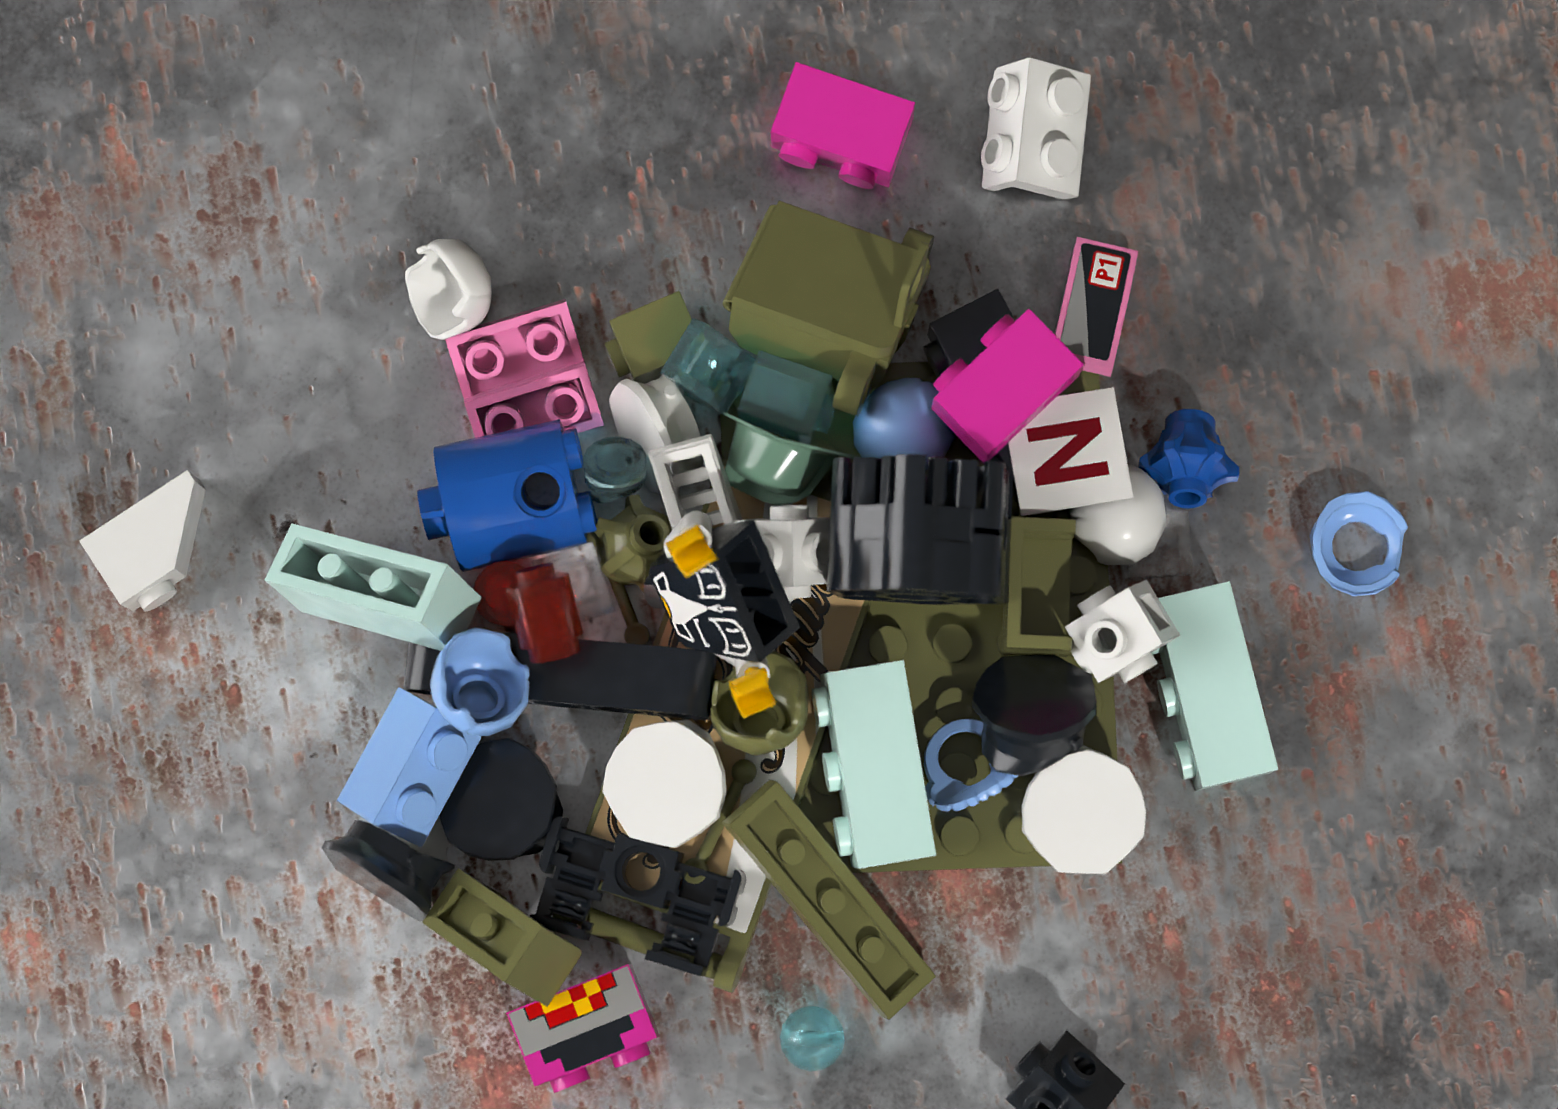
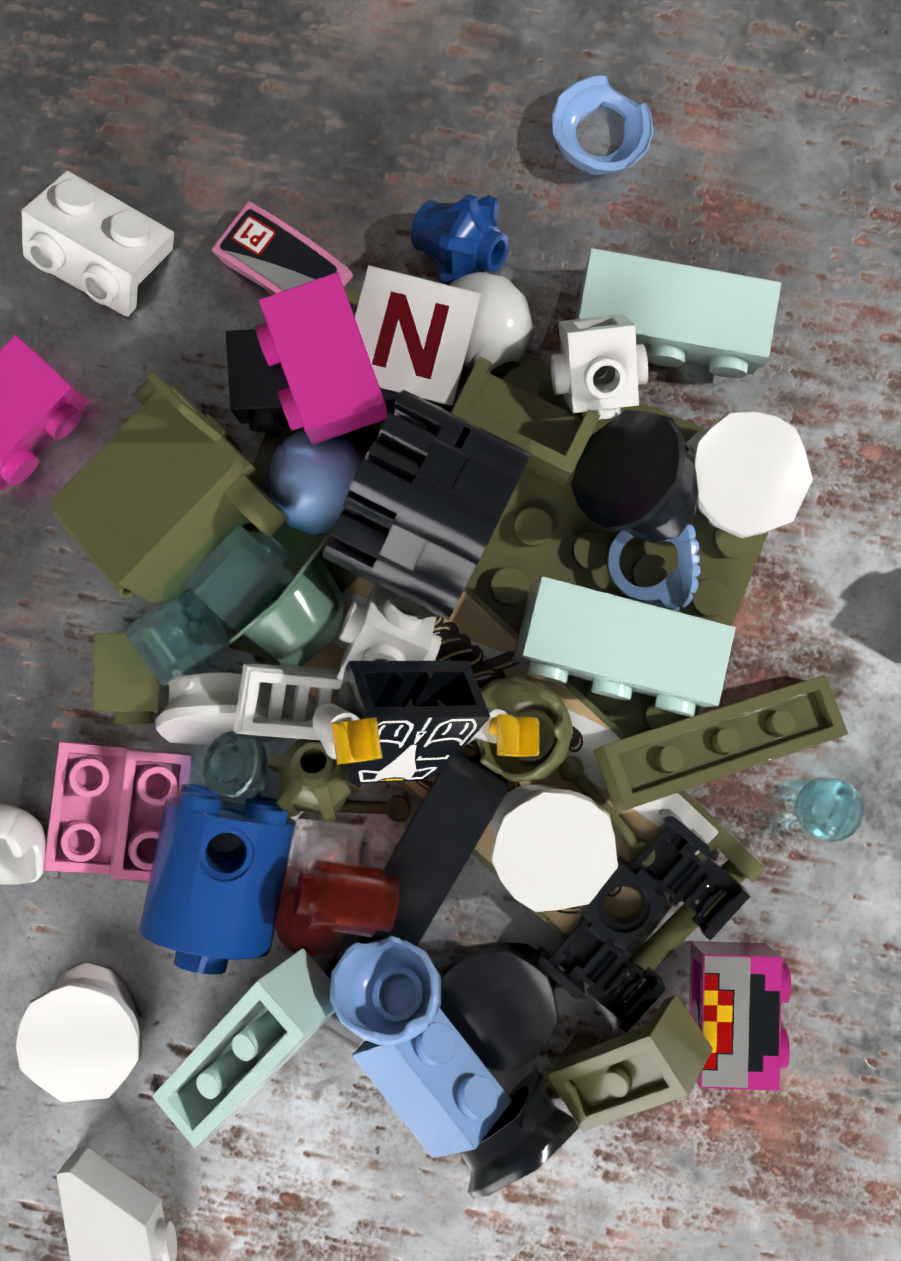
camera: 75 degrees left, 5 degrees up
(310, 438) = (81, 1035): none -> white hat

